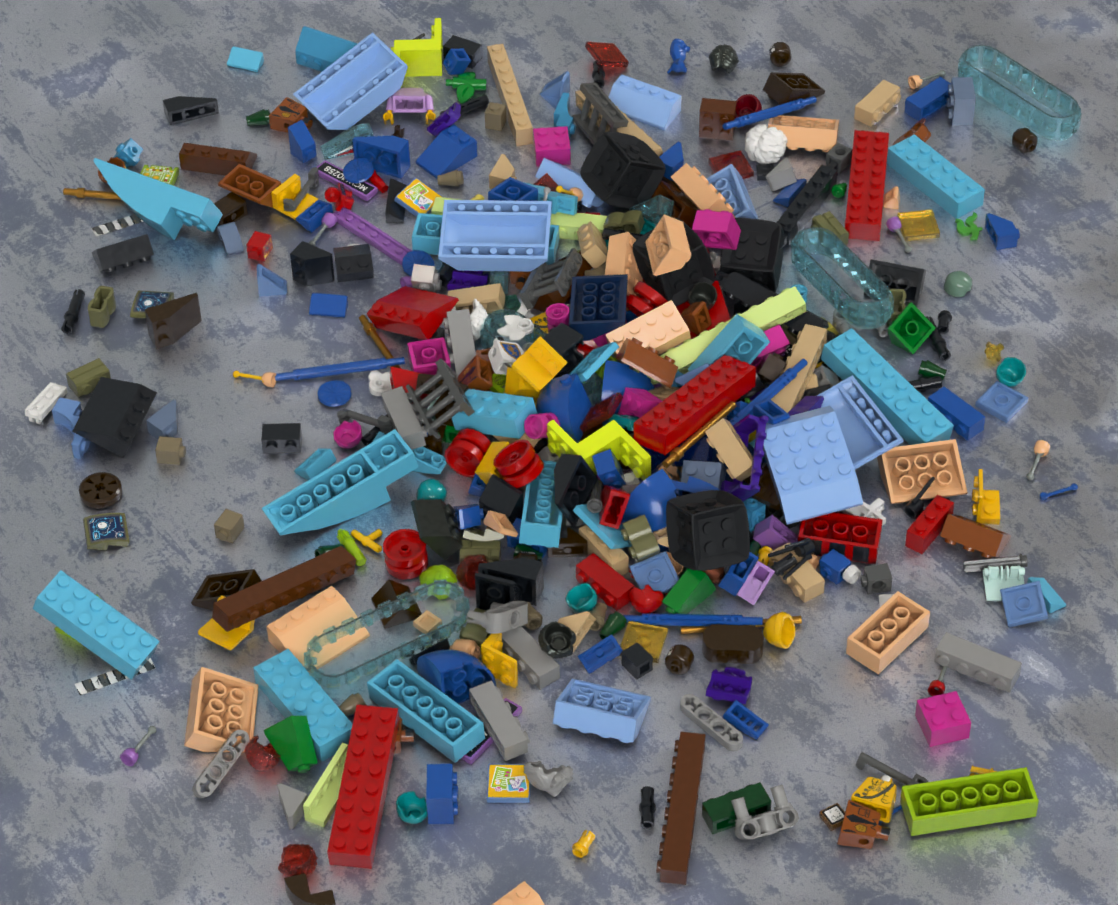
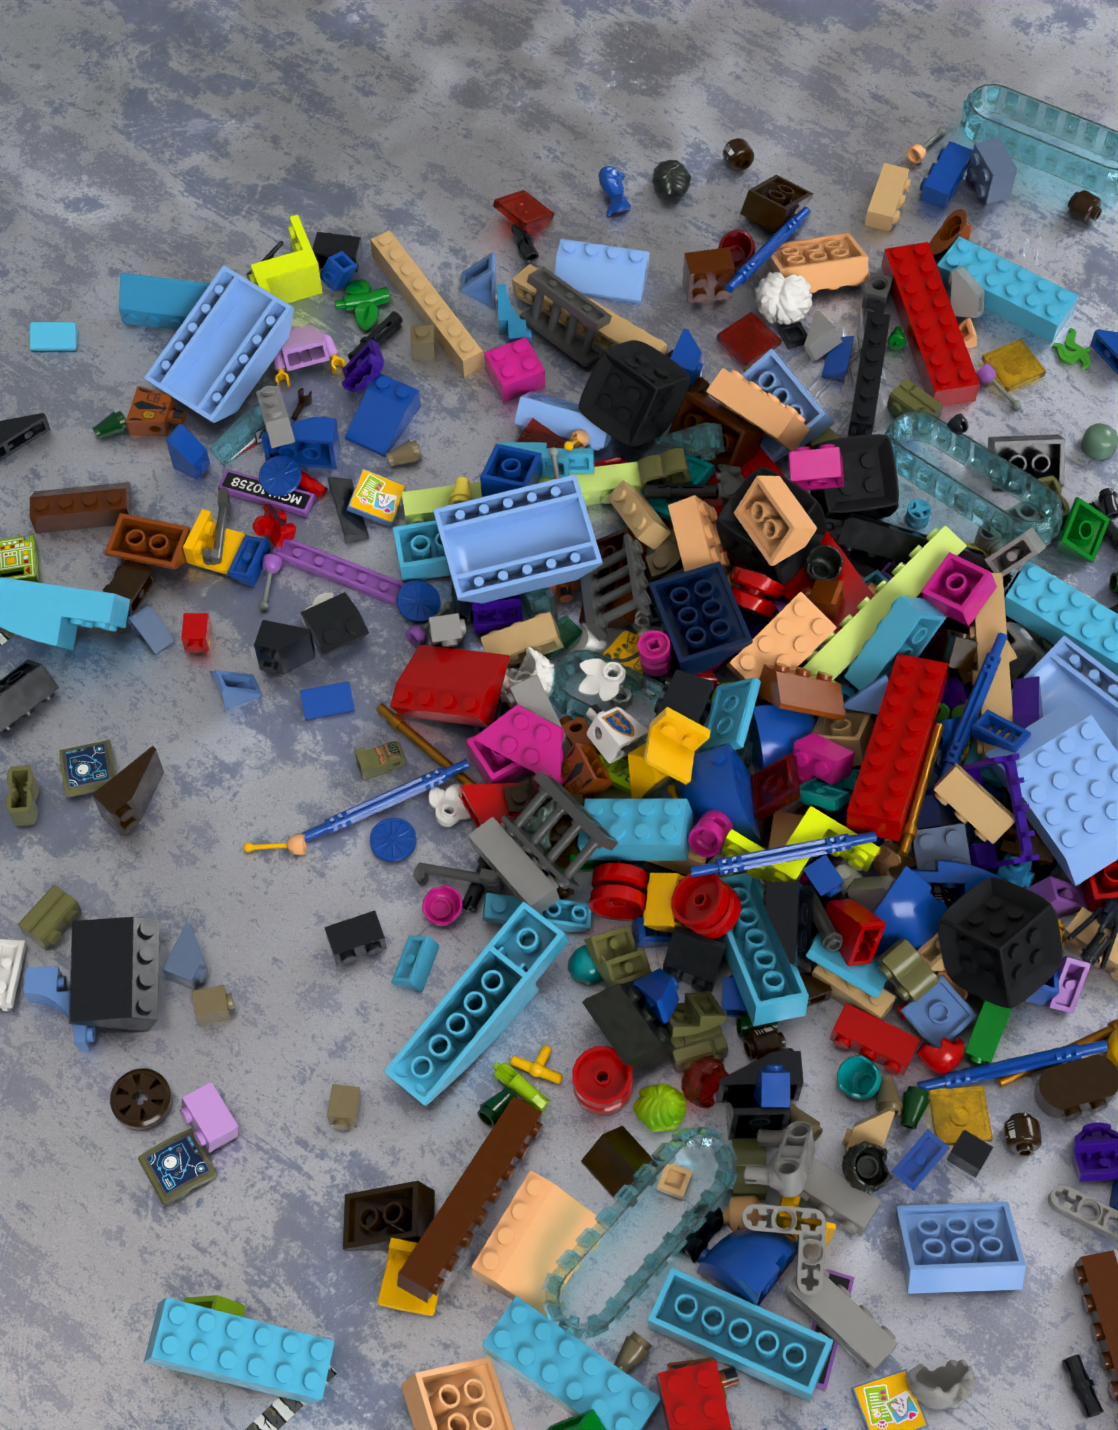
camera: 20 degrees left, 15 degrees up
(138, 507) = (209, 1117): none -> lavender brick
(347, 346) = (380, 759): none -> olive leg
(365, 126) = (275, 416): none -> light grey brick
(446, 344) = (527, 740): none -> dark pink wing
(451, 488) = (617, 956): none -> olive slope
(488, 654) = (805, 1237): none -> light grey beam
(500, 523) = (713, 1000): light nougat slope -> none
(502, 170) = (471, 431): tan slope -> none
(510, 567) = (772, 1086): none -> blue slope
(580, 440) = (783, 854): none -> blue axle
(787, 327) = (959, 588): none -> dark pink brick
(840, 237) = (958, 424): none -> black hinge
(844, 319) = (1016, 552): none -> light grey brick
(900, 170) = (966, 294): none -> light grey slope

